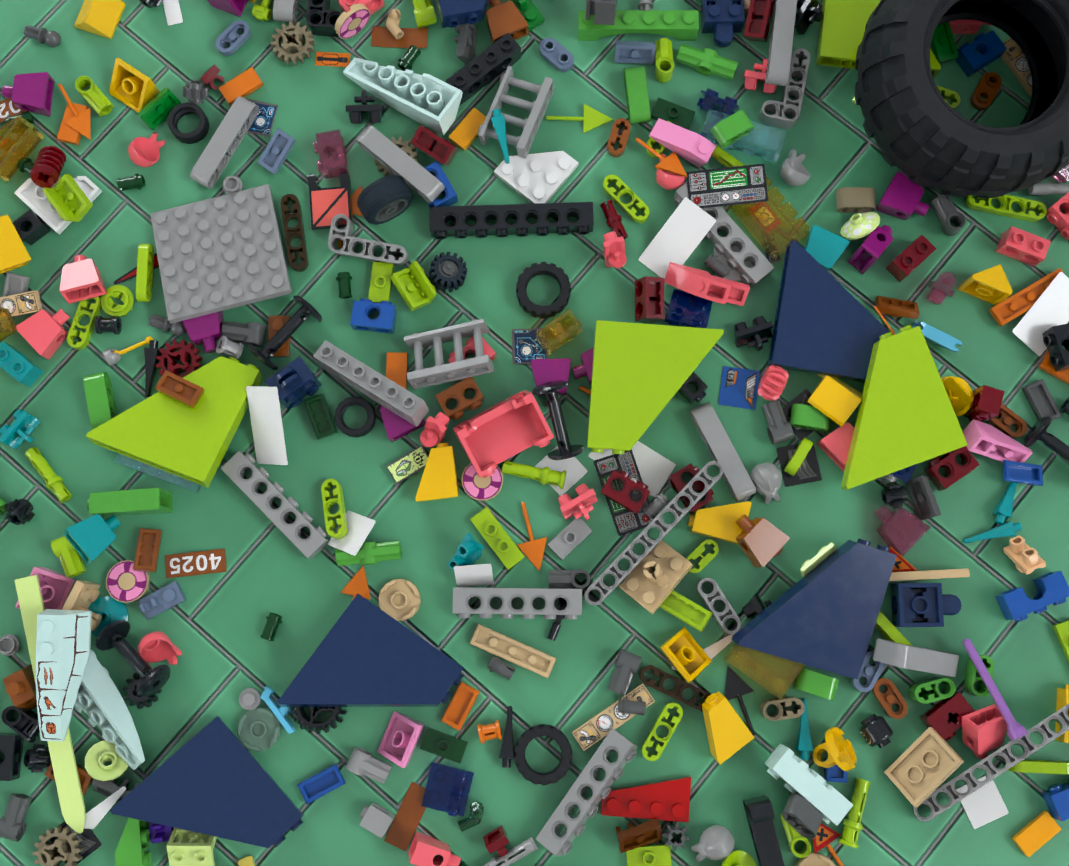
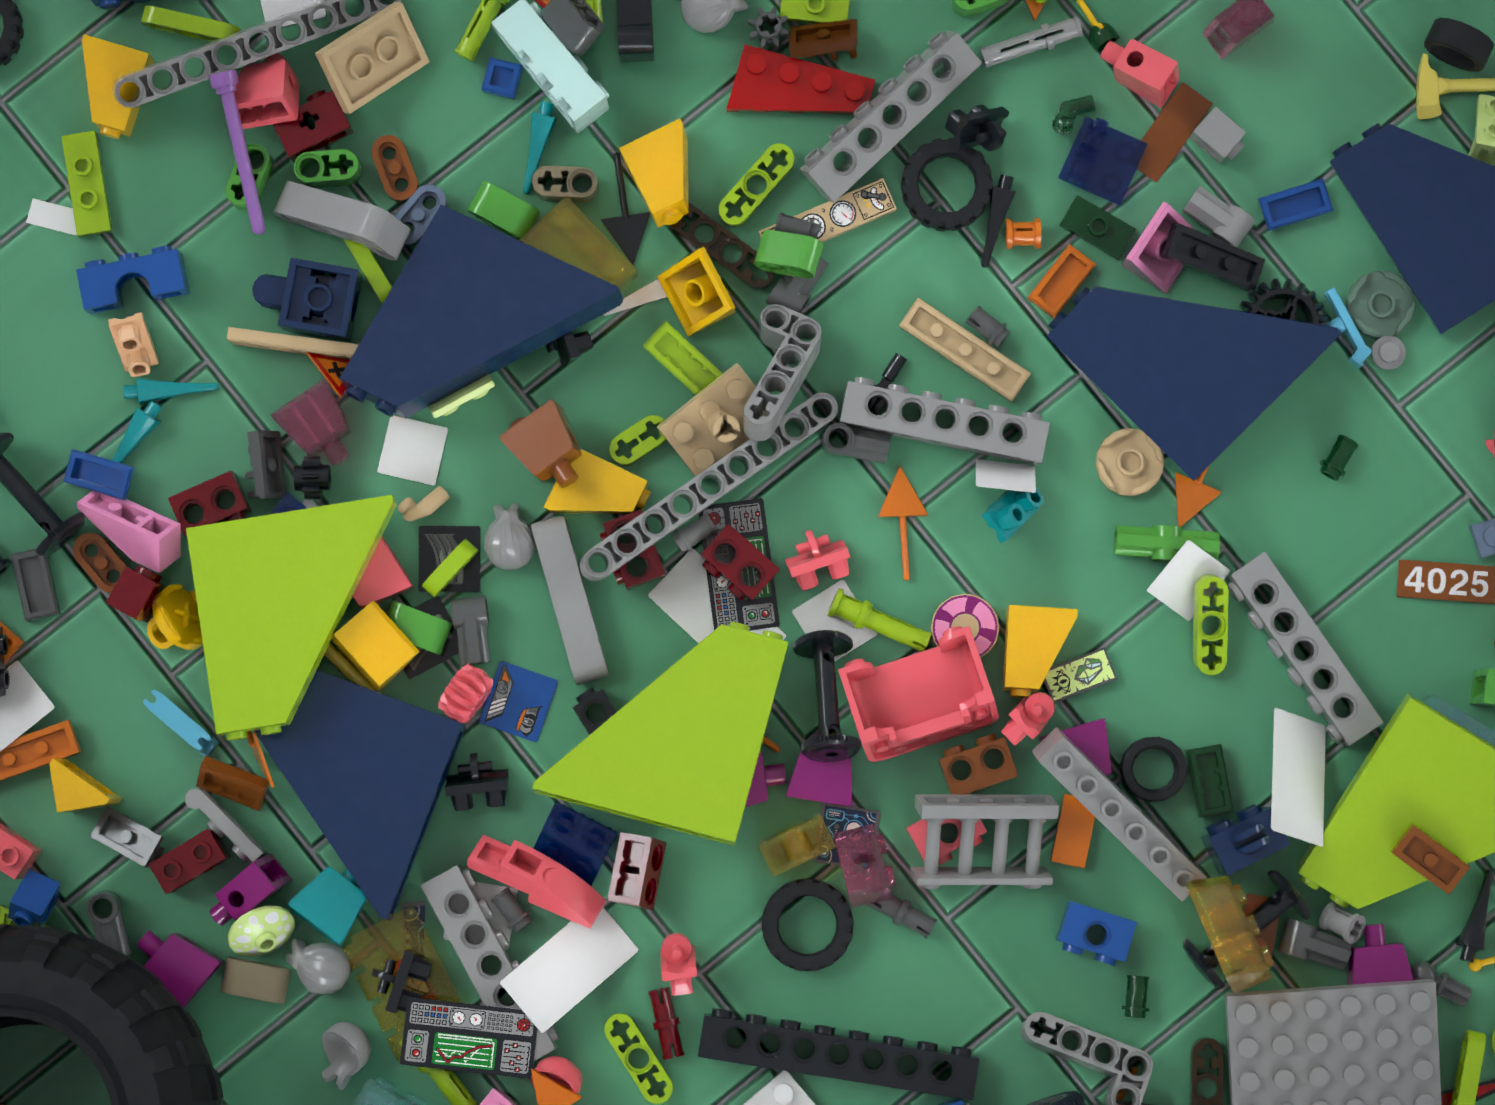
camera: 170 degrees left, 5 degrees up
(185, 353) = (1418, 927): dark red gear -> none
(293, 324) = (1231, 931): none -> clear yellow slope
(368, 738) = (1213, 257): none -> black plate
(380, 282) = (1075, 988): lime plate -> none
(414, 286) = (1020, 970): lime bracket -> none
(447, 271) = (960, 984): black wheel -> none
(489, 307) = (904, 914): none -> dark grey pin
(497, 538) = (957, 529): lime plate -> none
(497, 841) = (1041, 70): dark red tile -> none
(526, 334) = (864, 885): none -> clear pink brick
(530, 794) = (978, 127): none -> black hips
(570, 538) = (841, 508): light grey plate -> none
(626, 609) = (777, 376): none -> light grey beam
(634, 689) = (788, 254): none -> bright green beam
(727, 611) = (629, 340): light grey beam -> none
(769, 221) = (410, 966): none -> black hips
(820, 213) = (320, 966): none -> light grey piece
(820, 491) = (425, 507): none -> tan arm
(836, 524) = (412, 450): none -> white sticker
(839, 751) = (493, 107): yellow tile -> none
(876, 731) = (428, 123): black head -> none
(894, 283) = (224, 824): none -> light grey plate
(941, 288) = (154, 797): clear pink hips -> none
(944, 261) = (128, 837): none -> plate
(995, 218) = (33, 899): none -> blue brick

